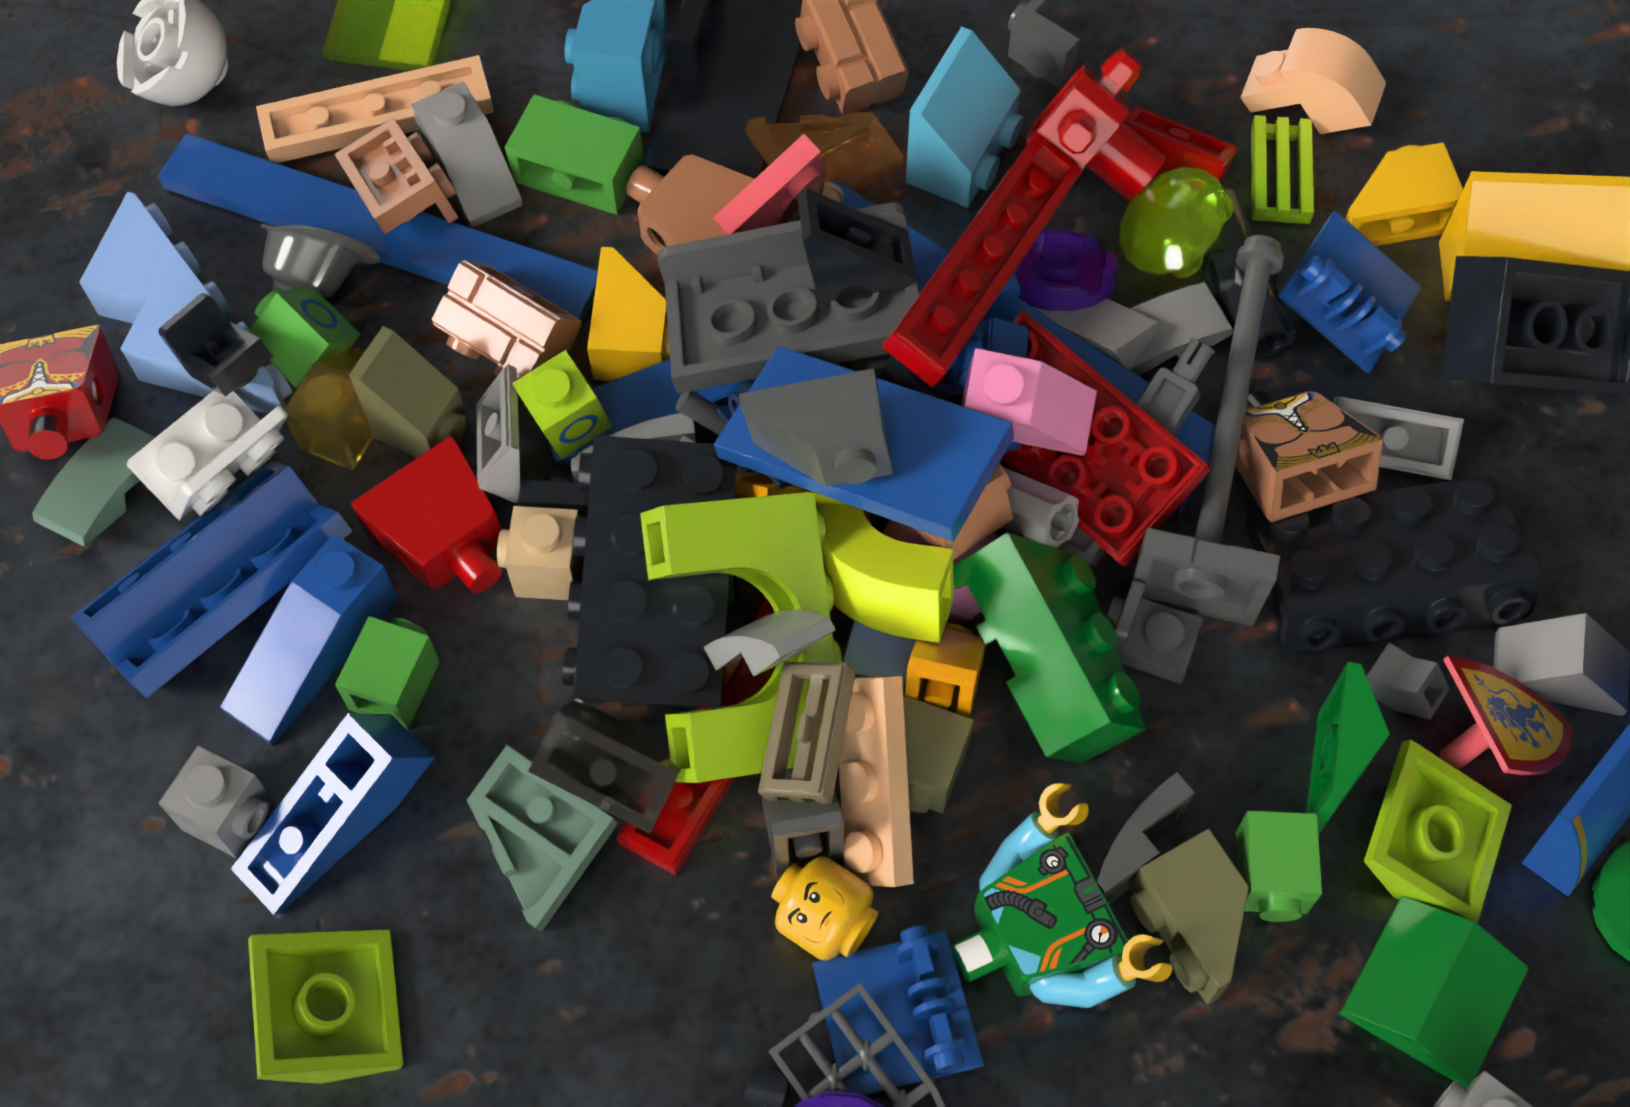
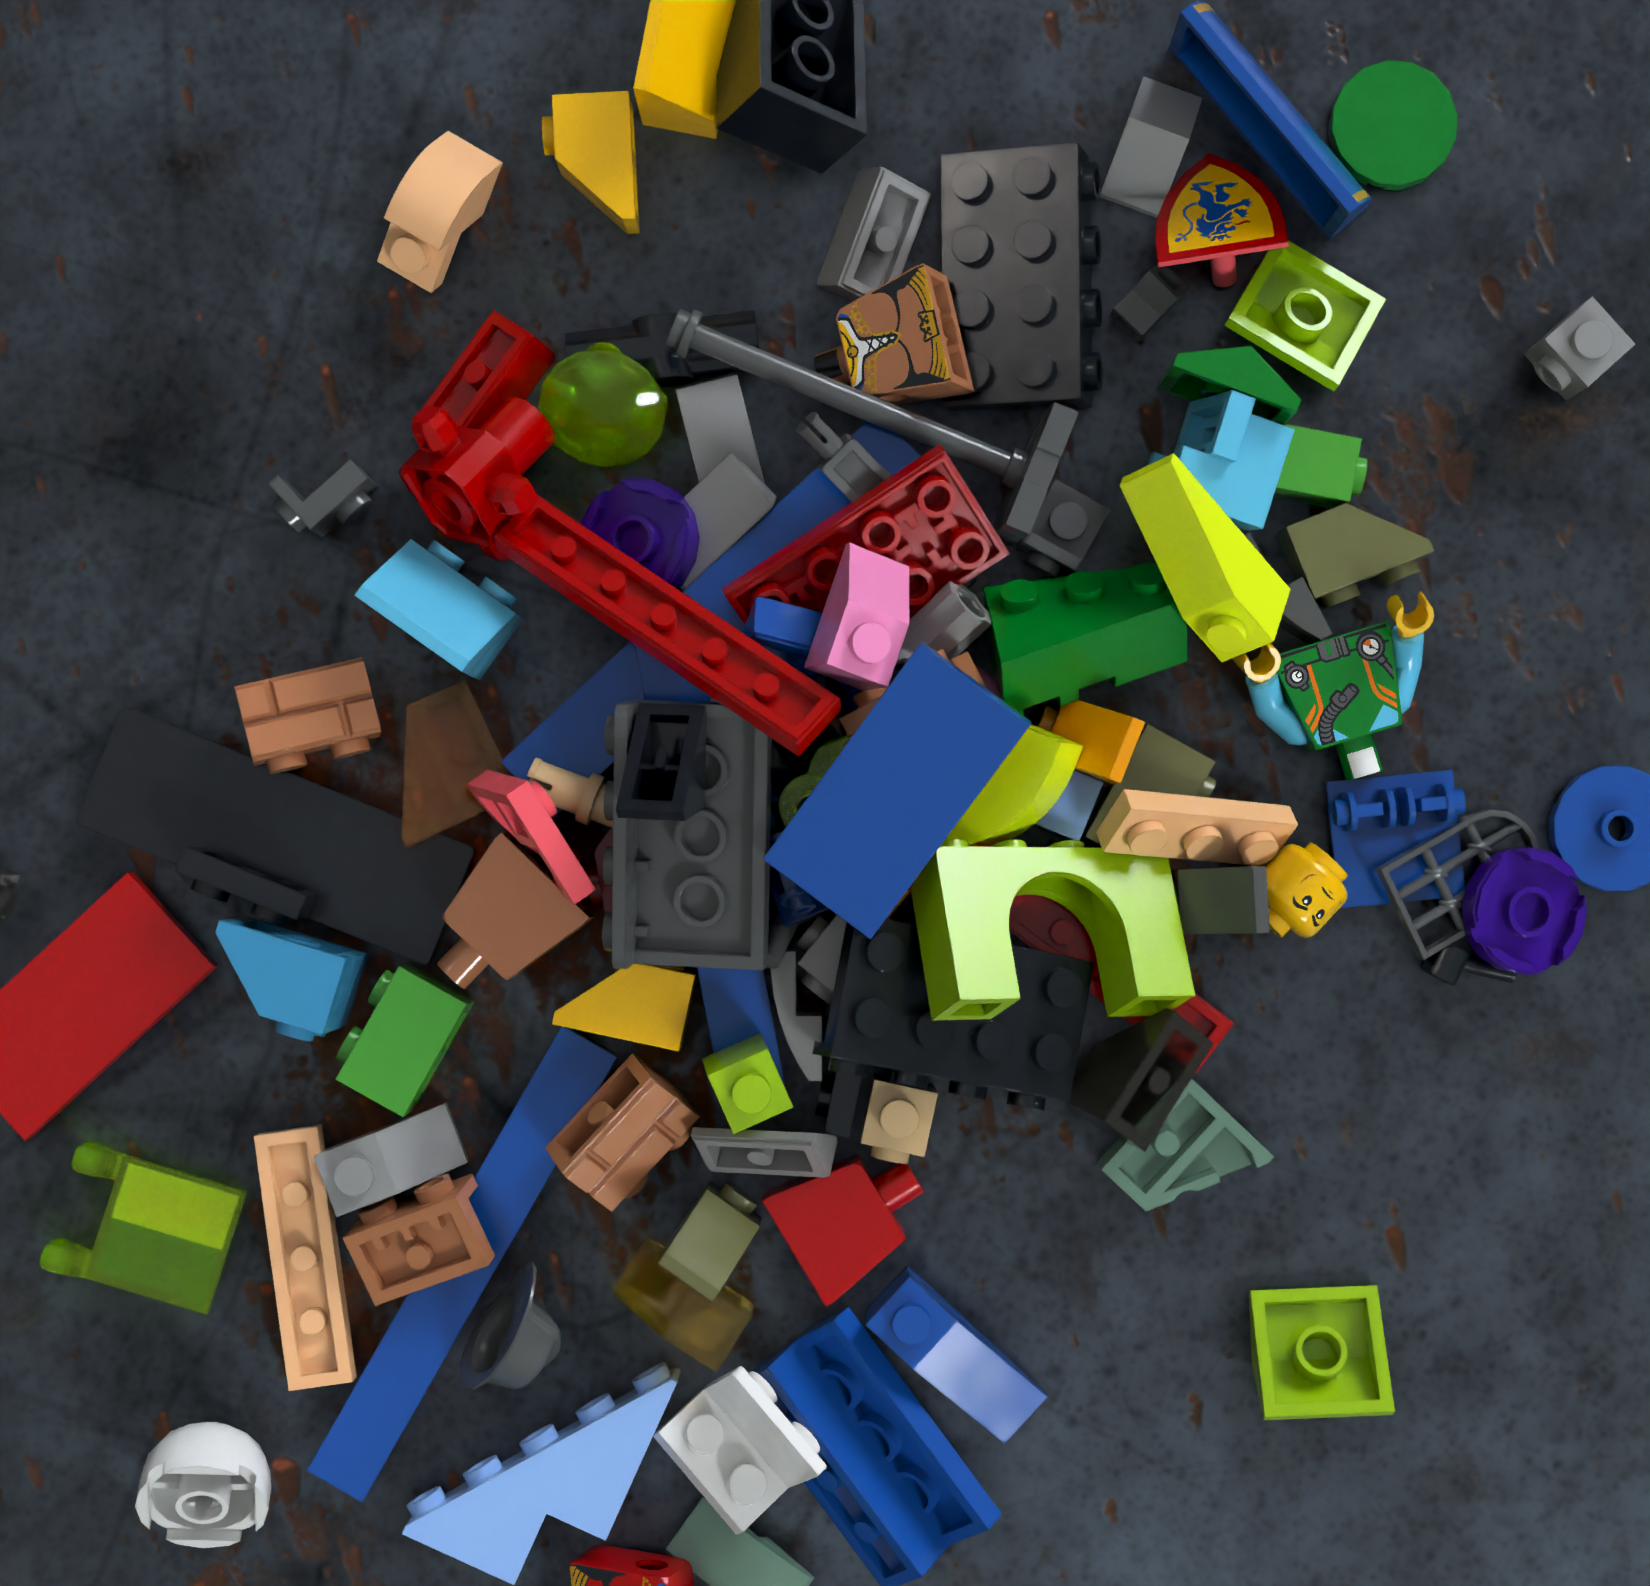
camera: 80 degrees left, 25 degrees up
(213, 347) = (641, 1439): black bracket -> none
(217, 802) = (1118, 1445): light grey brick -> none
(301, 330) = (609, 1350): bright green brick -> none
(332, 807) = (1133, 1337): blue slope -> none
(388, 669) = (1000, 1277): bright green brick -> none
(770, 640) = (1070, 909): light grey slope -> none
(823, 427) = (903, 825): dark grey slope -> none
(831, 736) = (1174, 863): dark tan tile -> none
(1150, 730) = (1207, 562): none -> neon yellow slope
(1255, 756) = (1233, 455): none -> medium azure plate
(1282, 133) = (480, 257): lime tile -> none
(1351, 293) = (711, 239): blue hinge -> none
(1436, 988) = (1438, 354): green slope -> none

